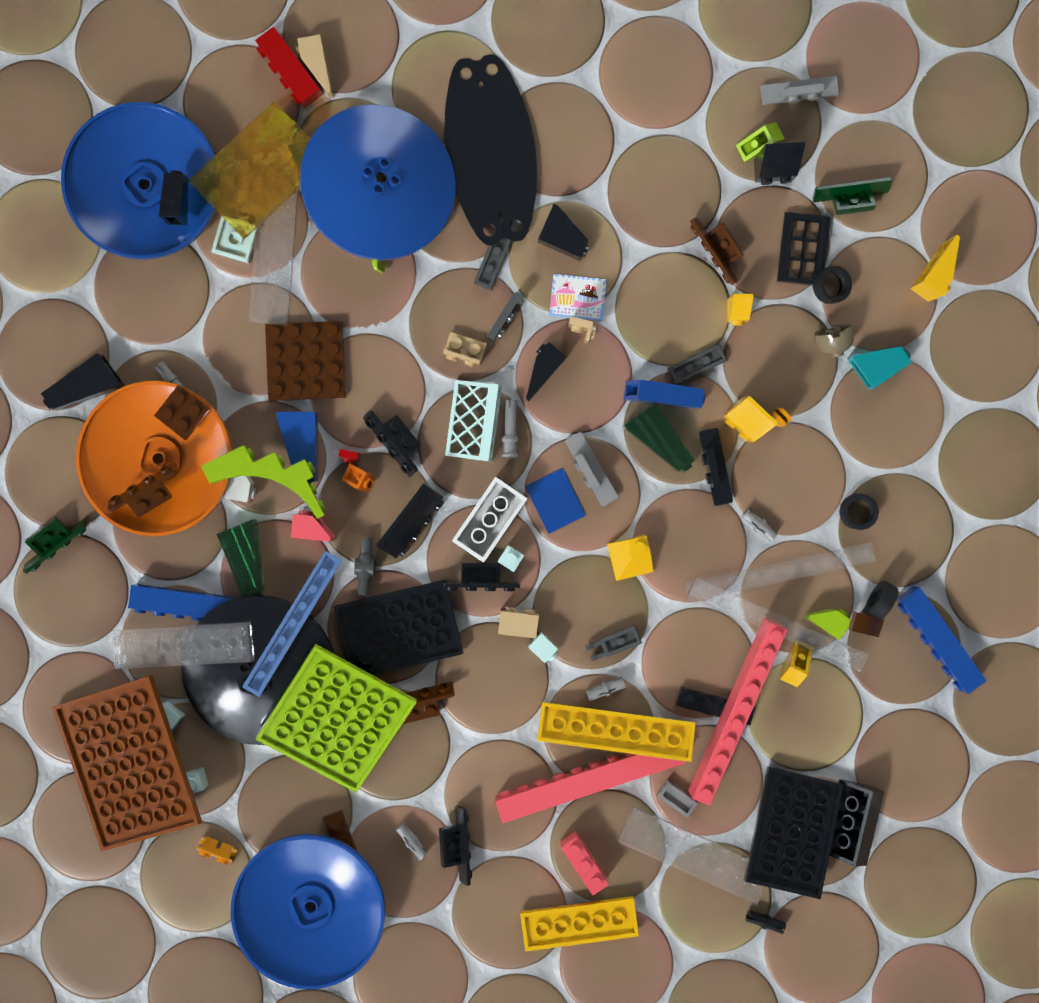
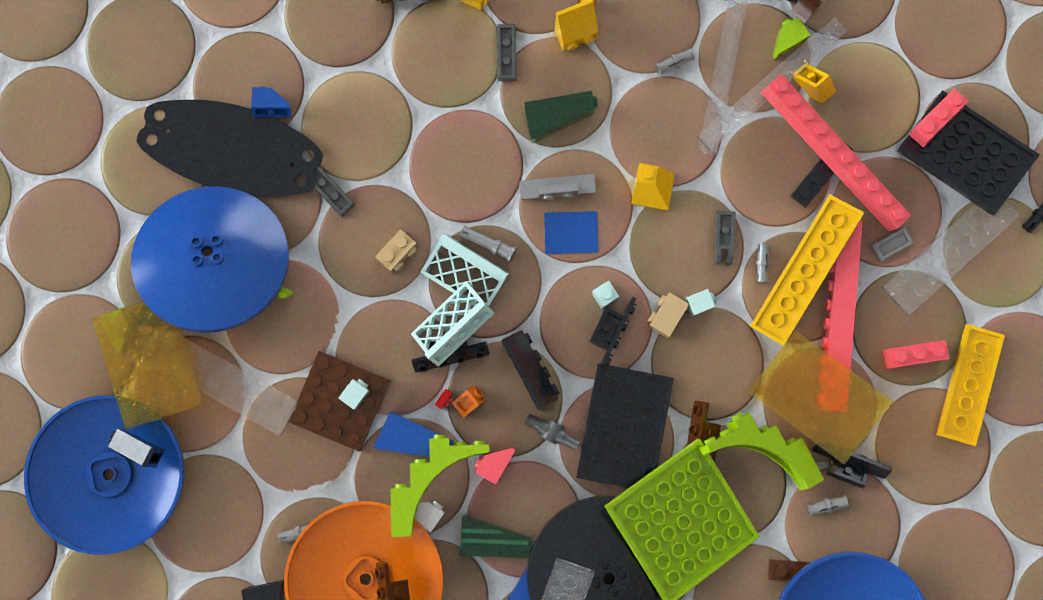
camera: 70 degrees left, 5 degrees down
(182, 412) = (333, 534): reddish brown plate -> none
(231, 244) = (200, 419): light aqua tile -> none
(288, 67) = (68, 293): red brick -> none
(291, 624) = (576, 520): medium blue plate -> none
(313, 55) = (74, 267): tan slope -> none
(316, 372) = (354, 393): none -> light aqua brick
(413, 440) = (458, 332): none -> light aqua fence
(441, 789) = (789, 454): none -> lime arch
(489, 519) = (561, 297): white brick -> none
(504, 794) = (820, 397): none -> clear yellow plate
(506, 316) = (384, 199): dark grey plate -> none
(546, 363) = (445, 186): black slope -> none
(547, 166) = (269, 103): none -> blue slope
(563, 235) = (336, 117): black slope -> none
(577, 297) = (397, 130): sticker -> none
(579, 325) = (422, 138): tan bracket -> none
(664, 394) = (519, 92): blue slope -> none
(715, 467) = (605, 76): black bracket -> none
(813, 792) = (938, 118): none -> coral brick
(856, 822) = (984, 94): black slope -> none

